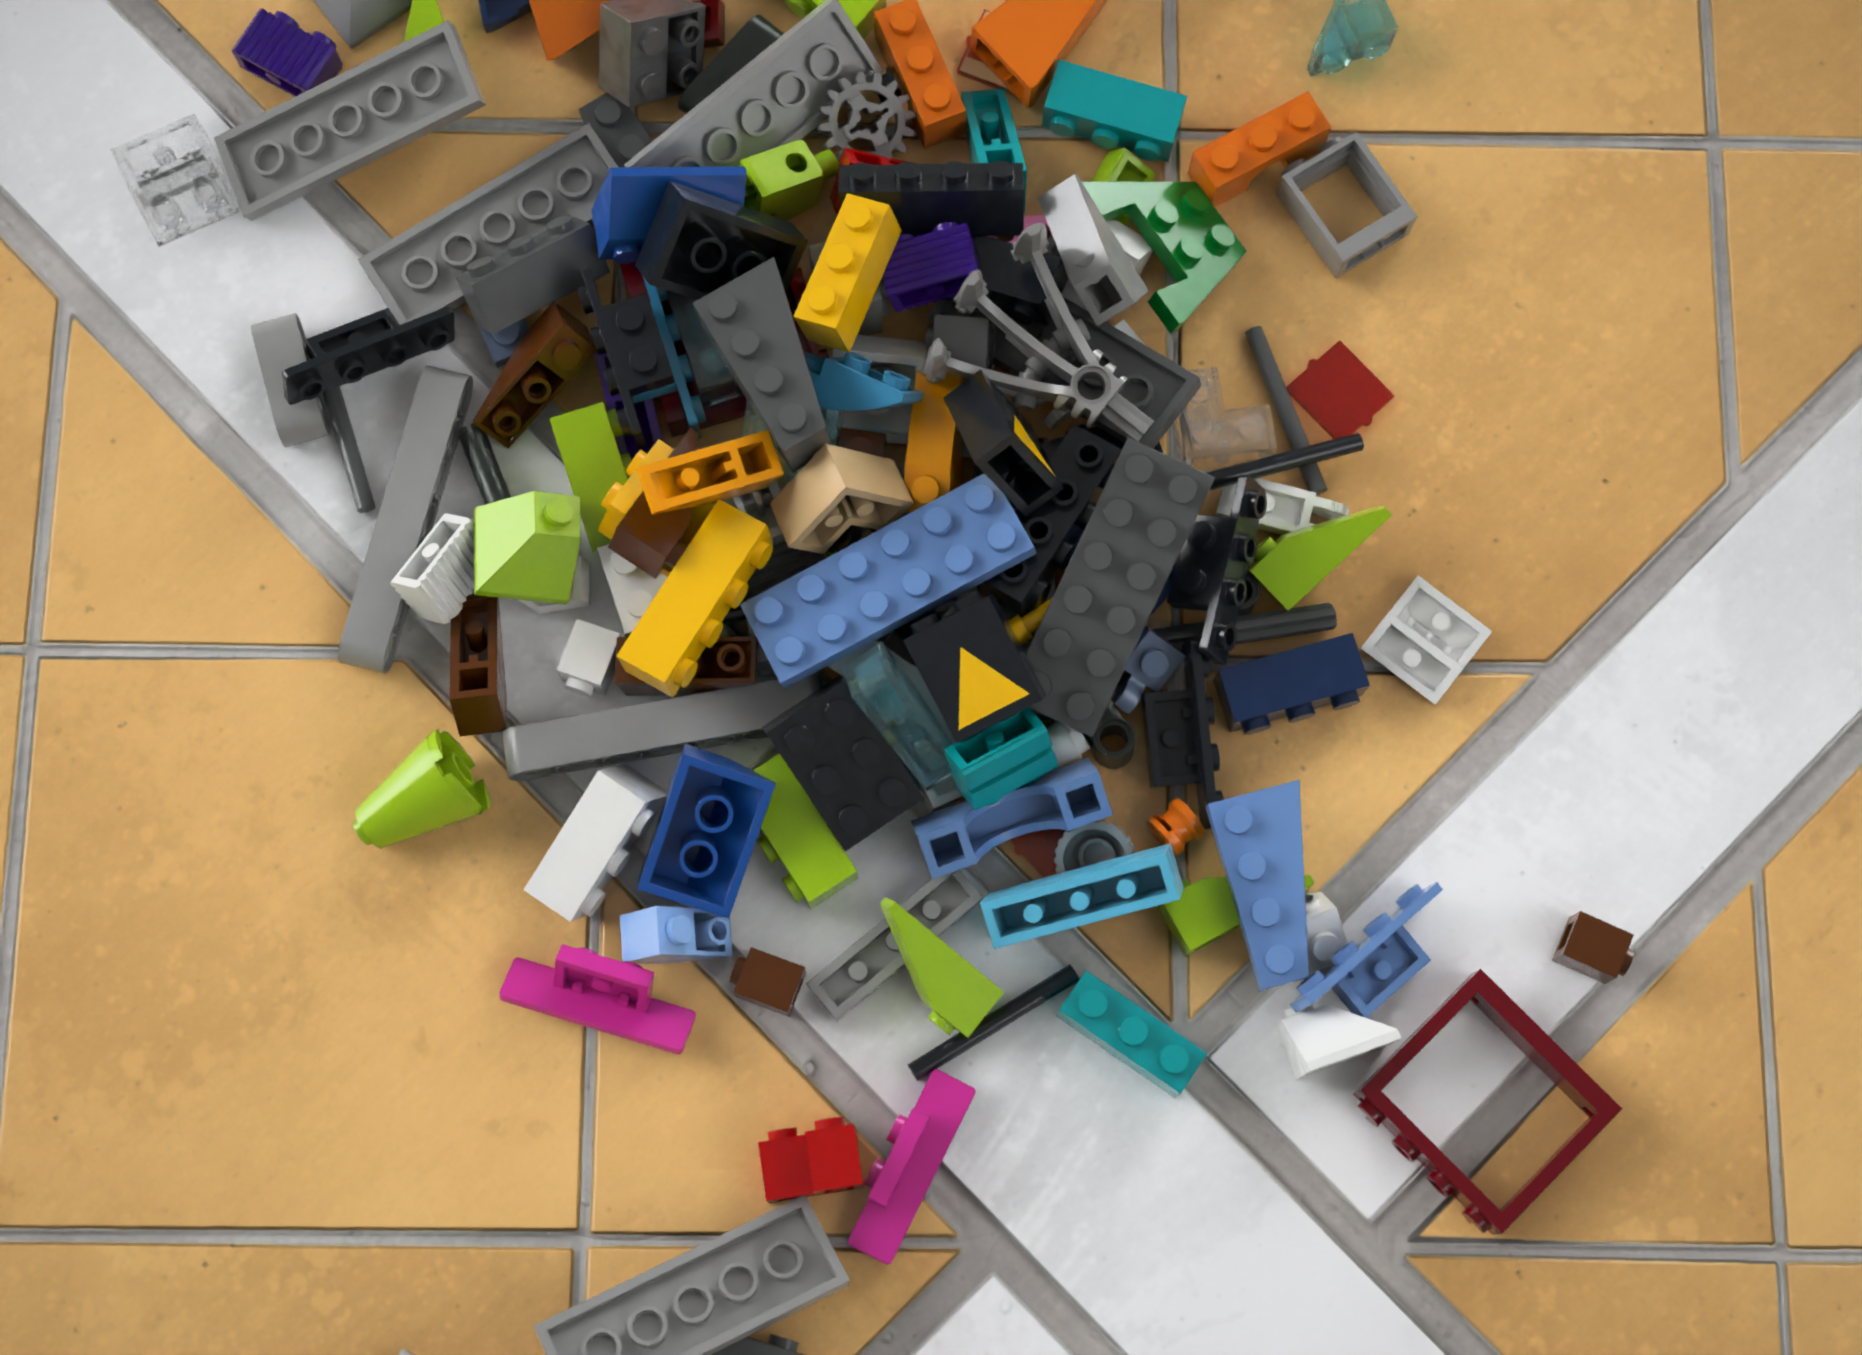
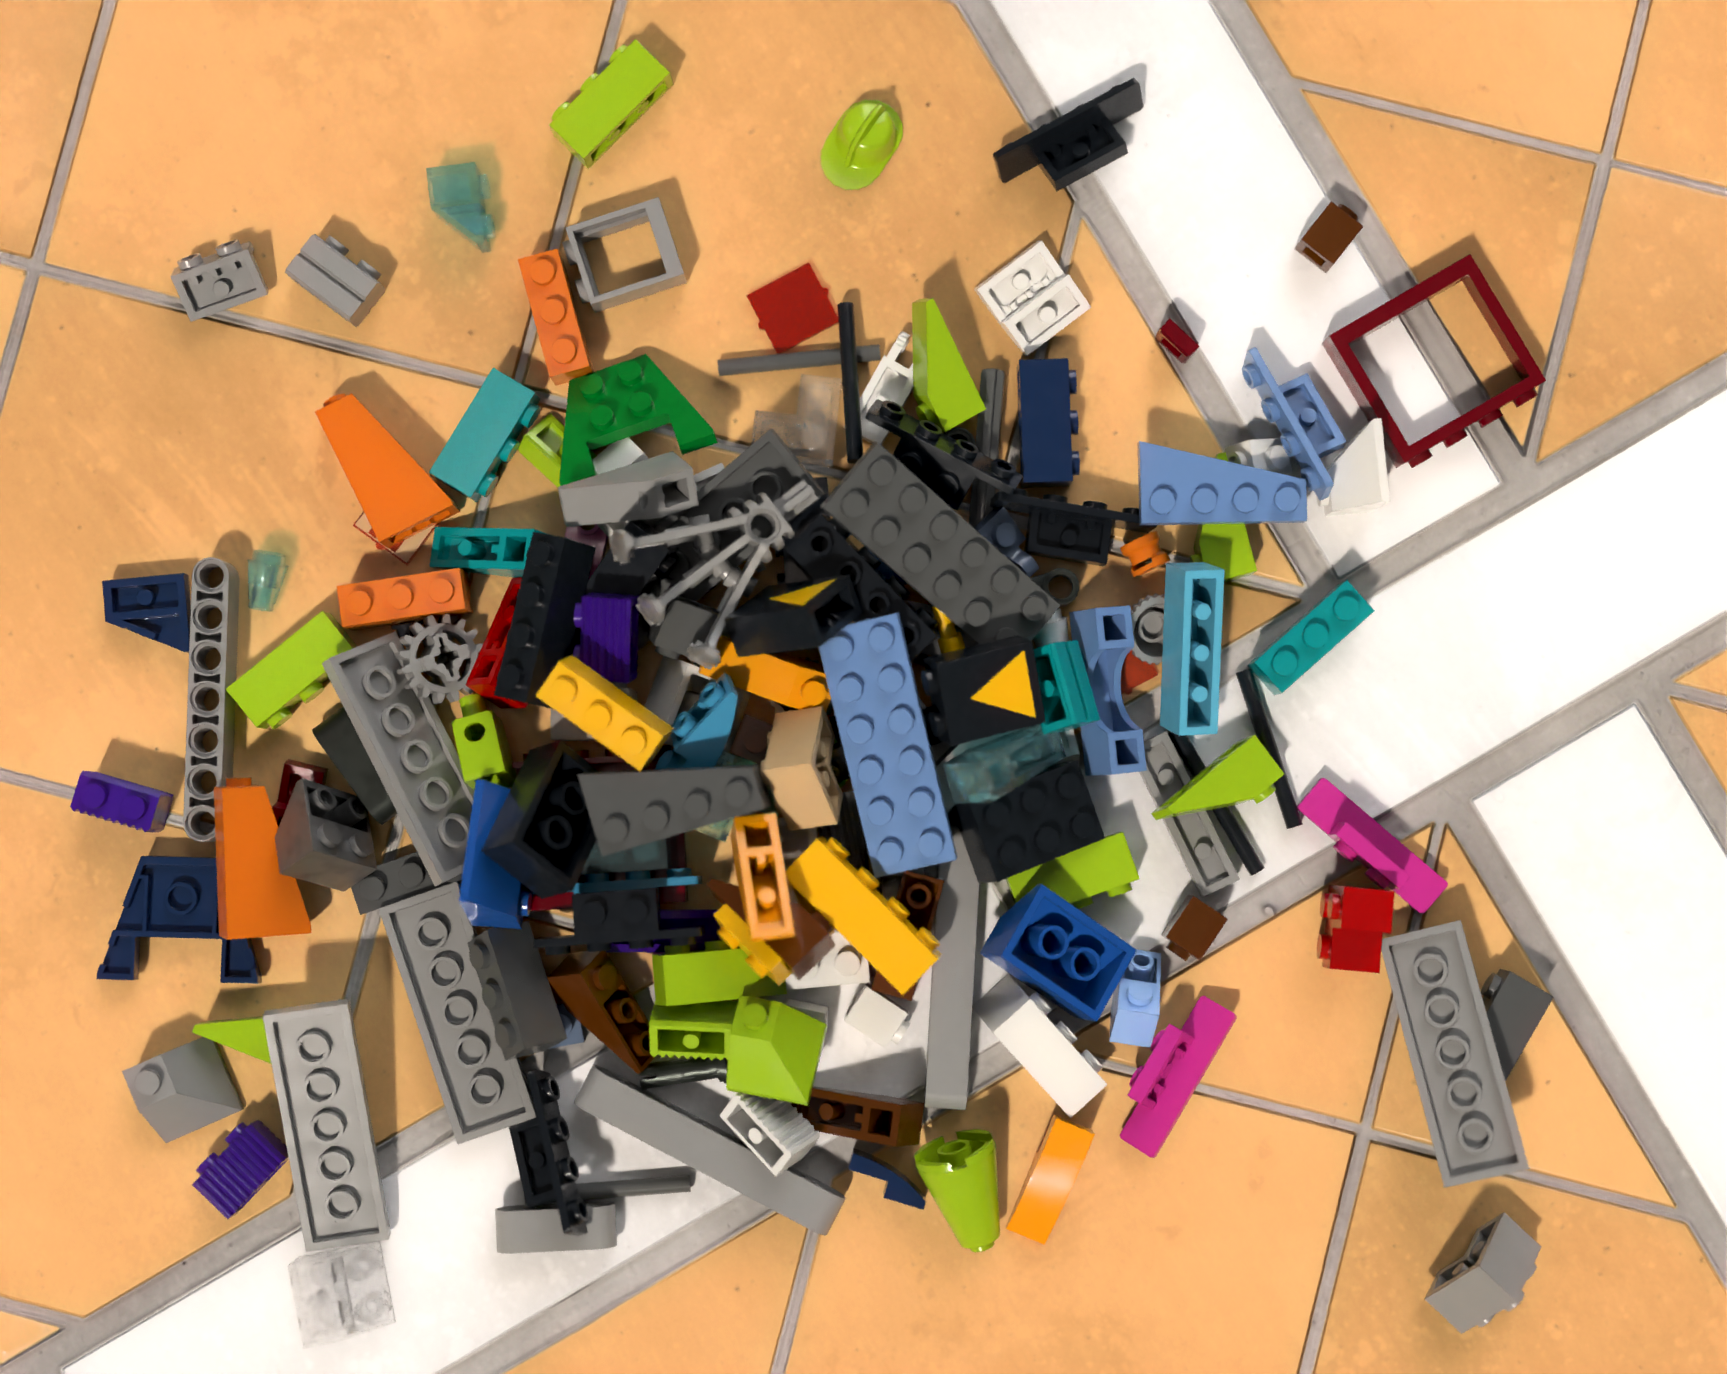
camera: 70 degrees left, 10 degrees up
(410, 724) = (897, 1186): none -> dark blue slope
(452, 889) = (1050, 1179): none -> light orange slope
(530, 456) = (692, 1030): none -> lime brick
(906, 989) = (1224, 815): none -> black bar
(1424, 805) = (1176, 341): none -> dark red tile
(1502, 151) = (610, 103): none -> lime brick
(1540, 420) = (861, 144): none -> lime piece
(1614, 640) = (1074, 142): none -> black bracket

